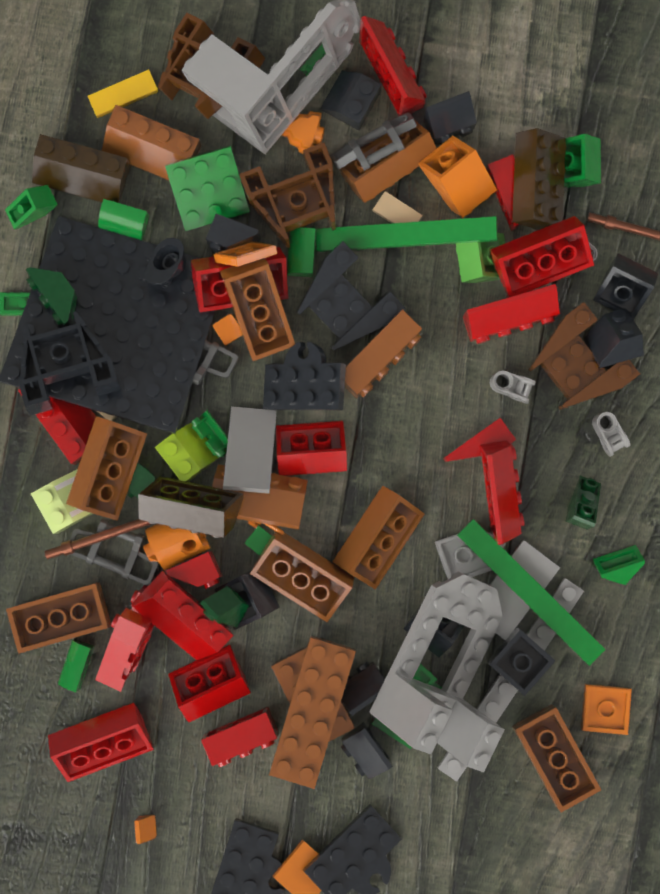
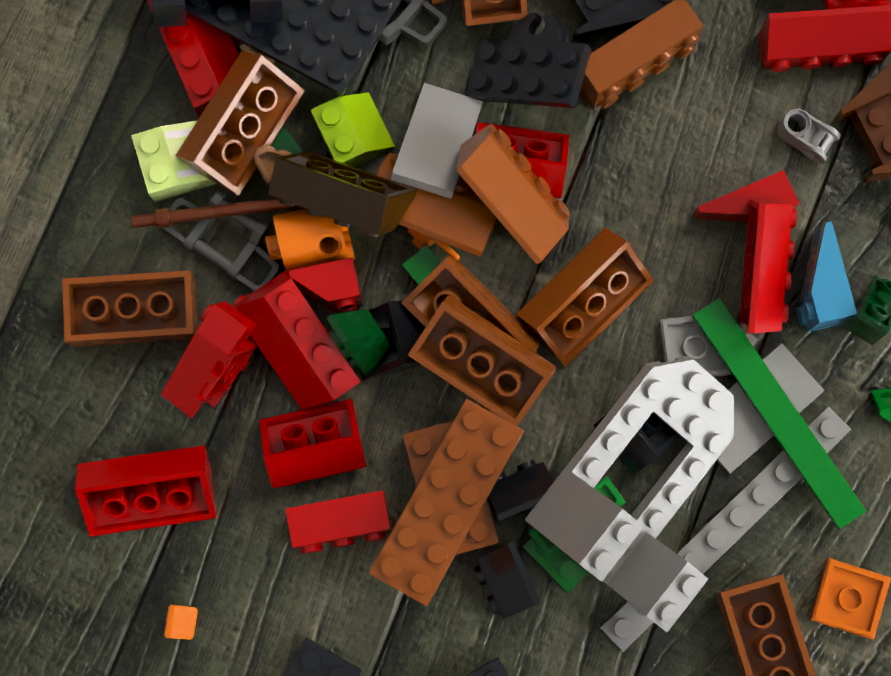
camera: 15 degrees right, 5 degrees down
(75, 665) = (138, 379): green brick -> none
(131, 489) = (264, 158): none -> medium nougat tile
(207, 427) = (393, 114): green hinge -> none
(311, 479) = (513, 191): none -> dark orange slope
(316, 605) = (482, 361): none -> dark orange brick
(521, 661) = (747, 500): black brick -> none
(545, 497) = (825, 289): none -> dark azure slope

